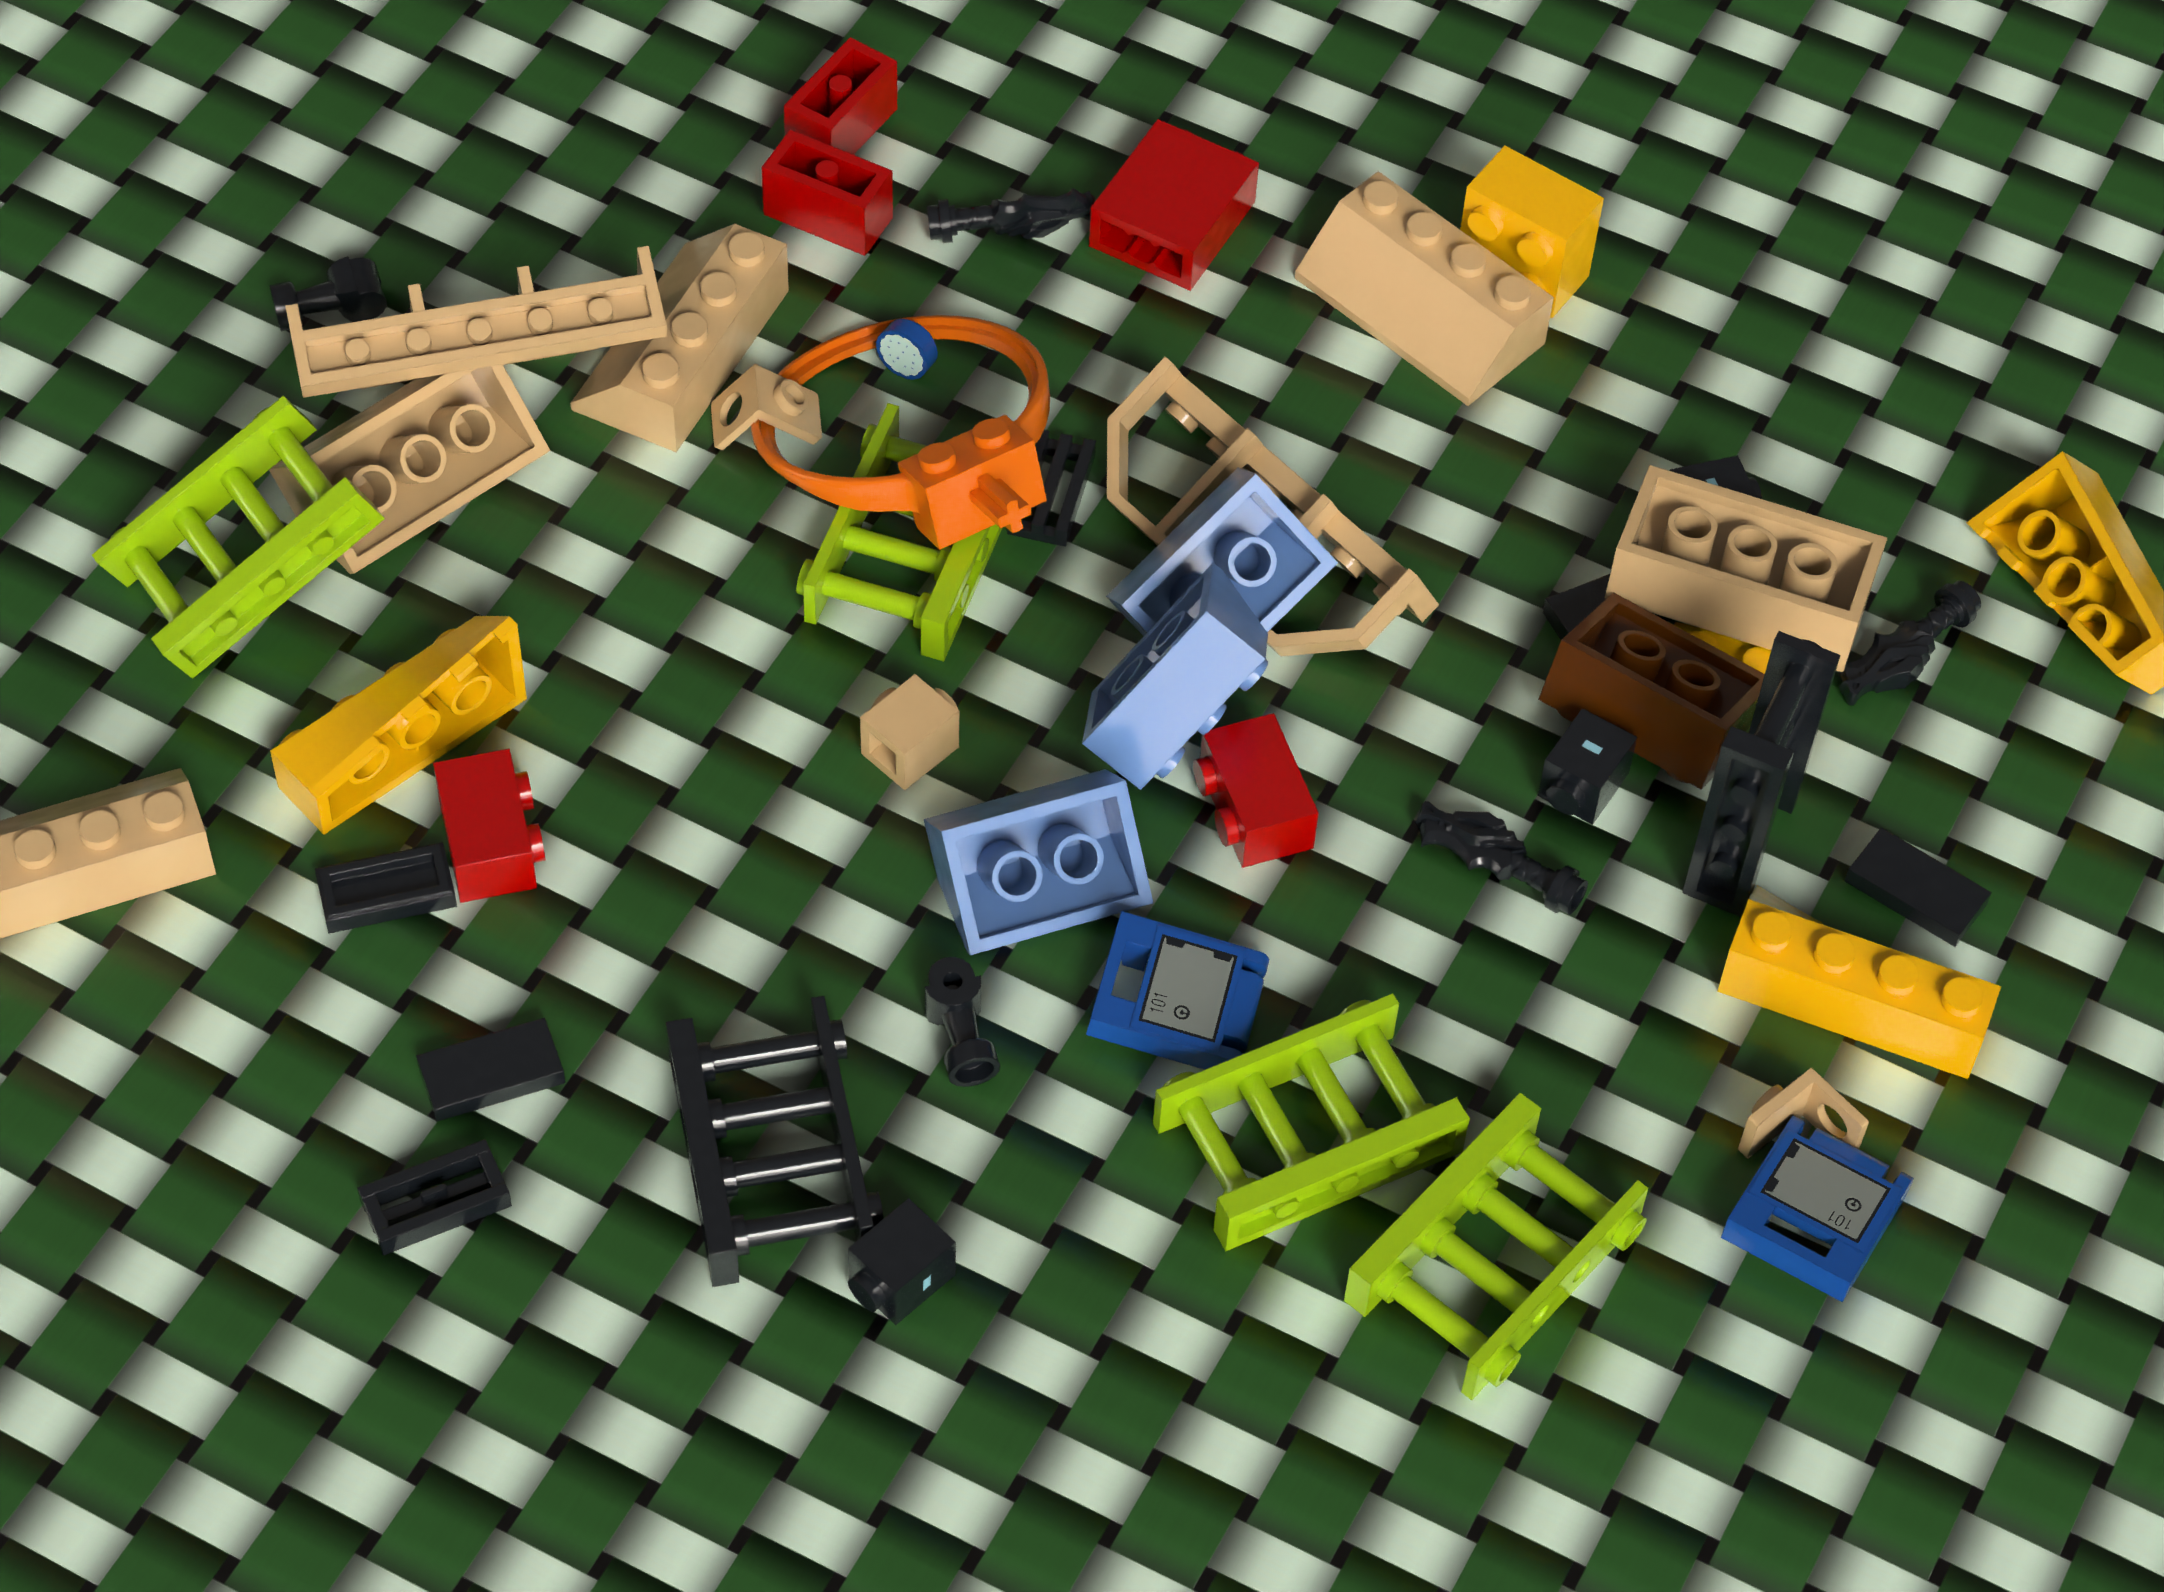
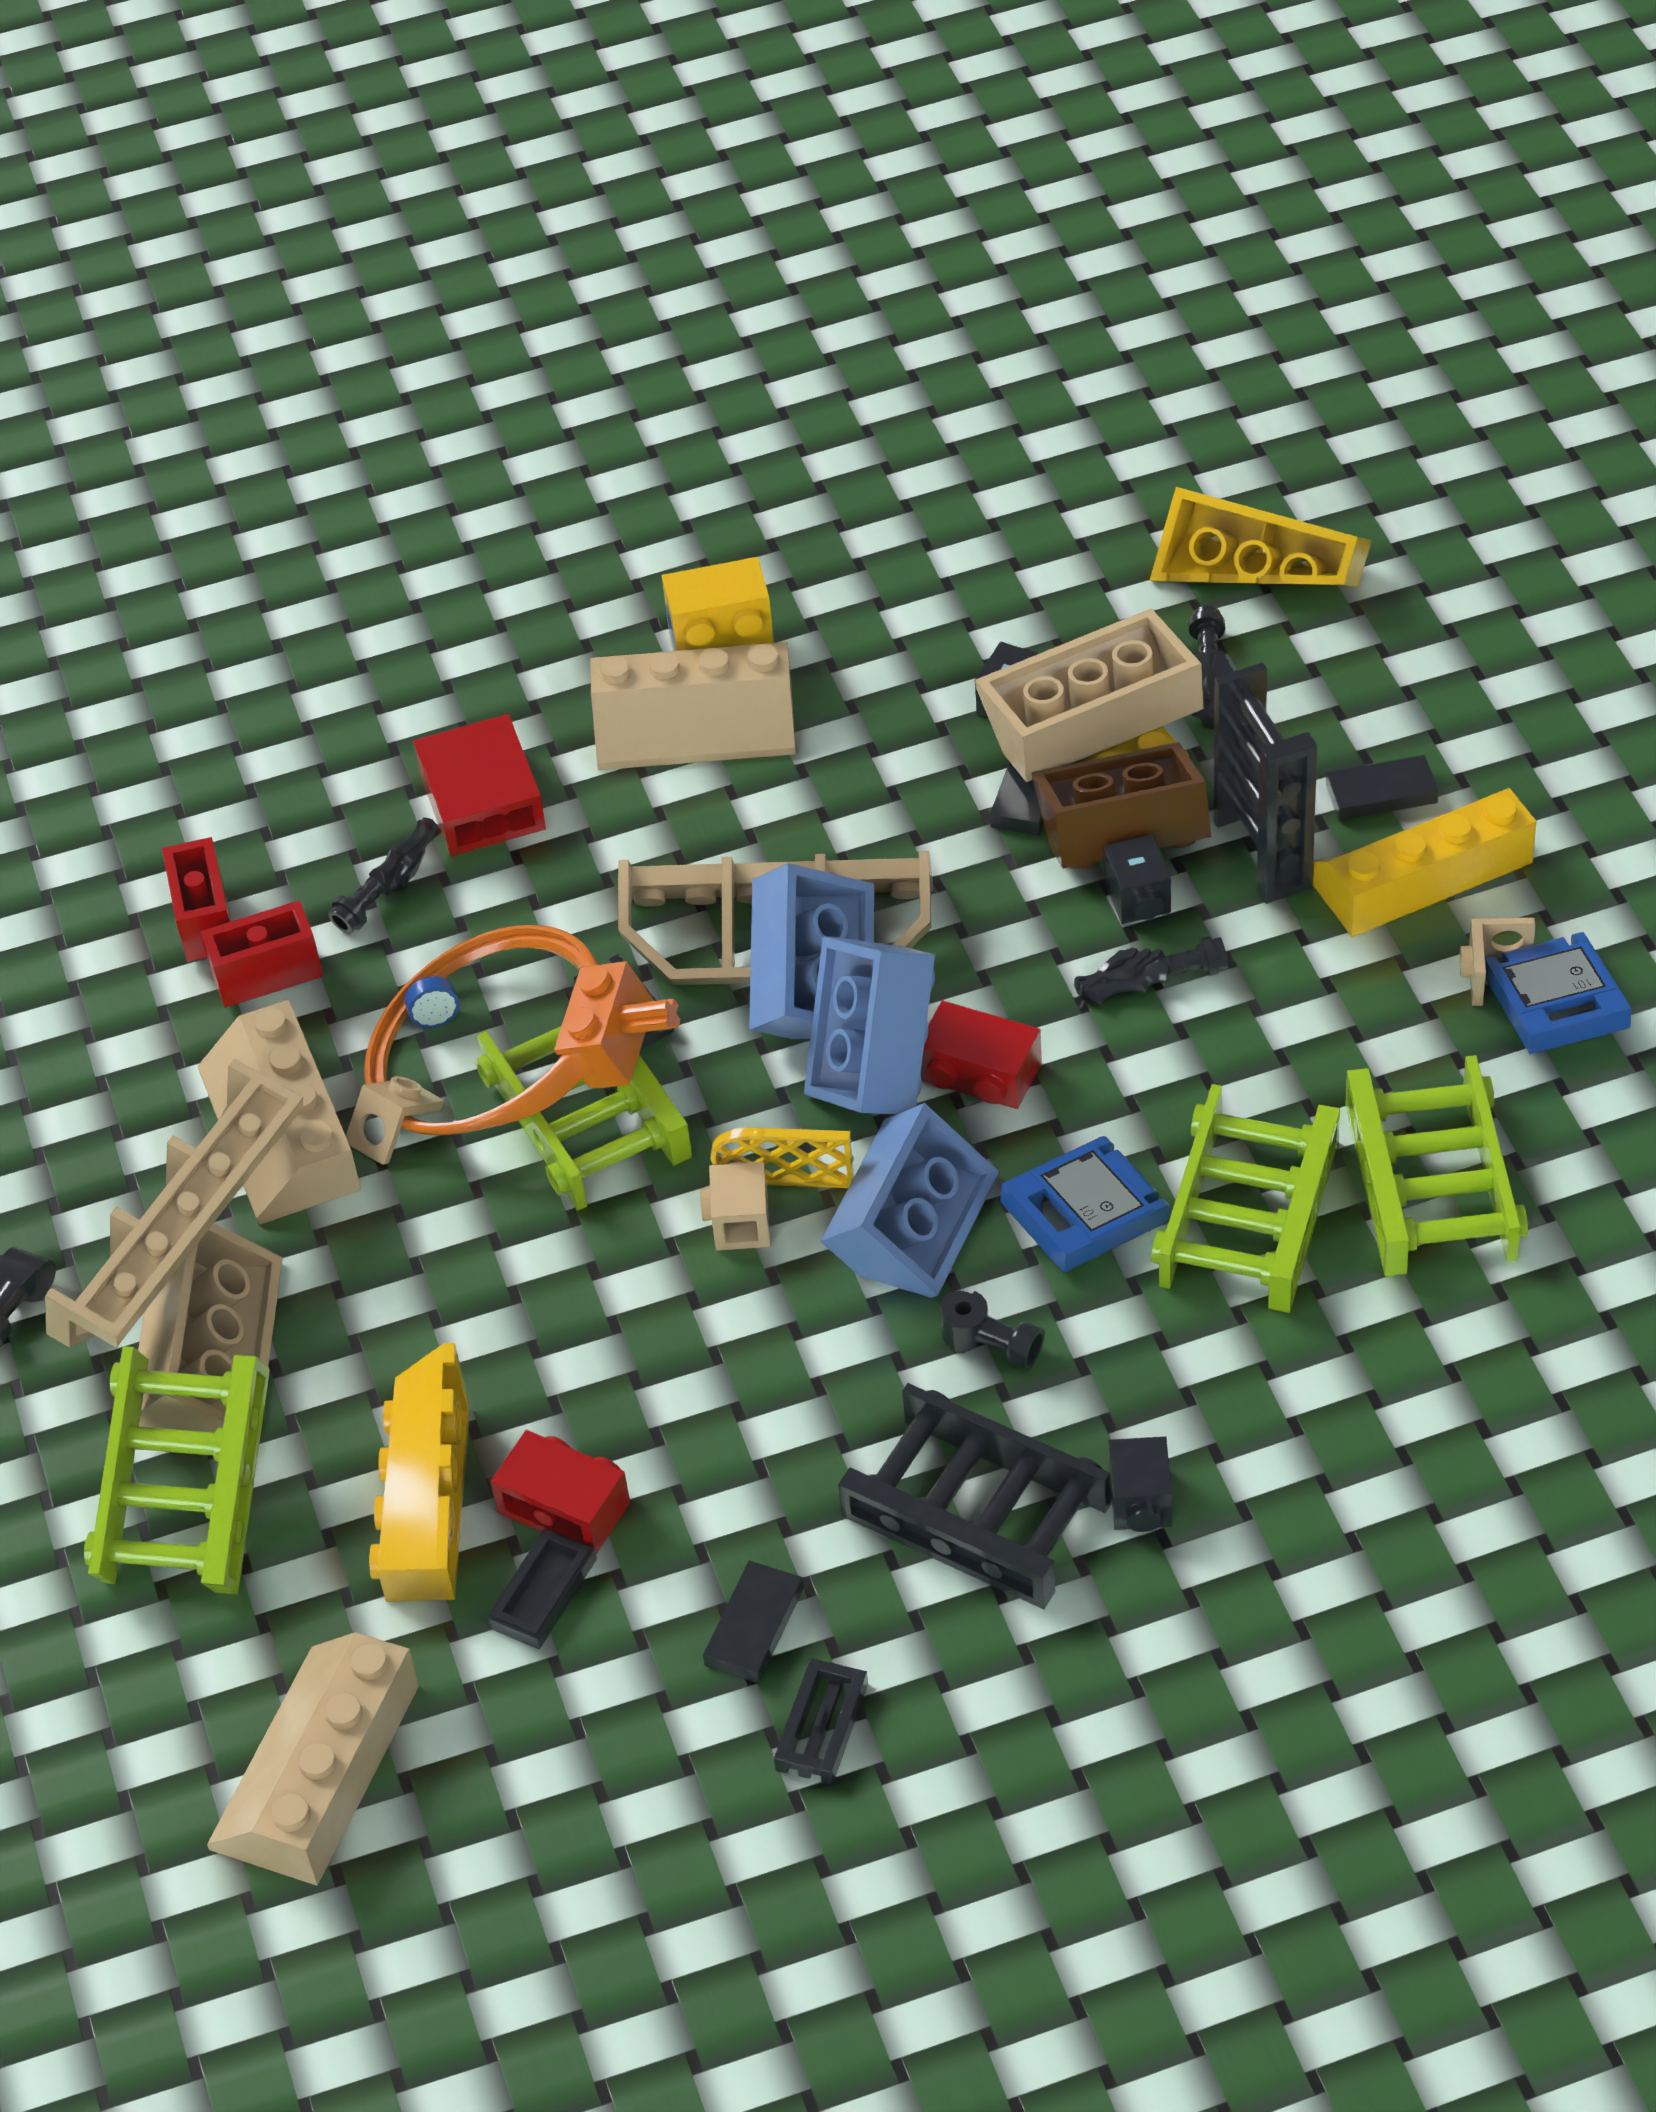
camera: 40 degrees left, 5 degrees down
(1019, 777) = (796, 1138): none -> yellow window

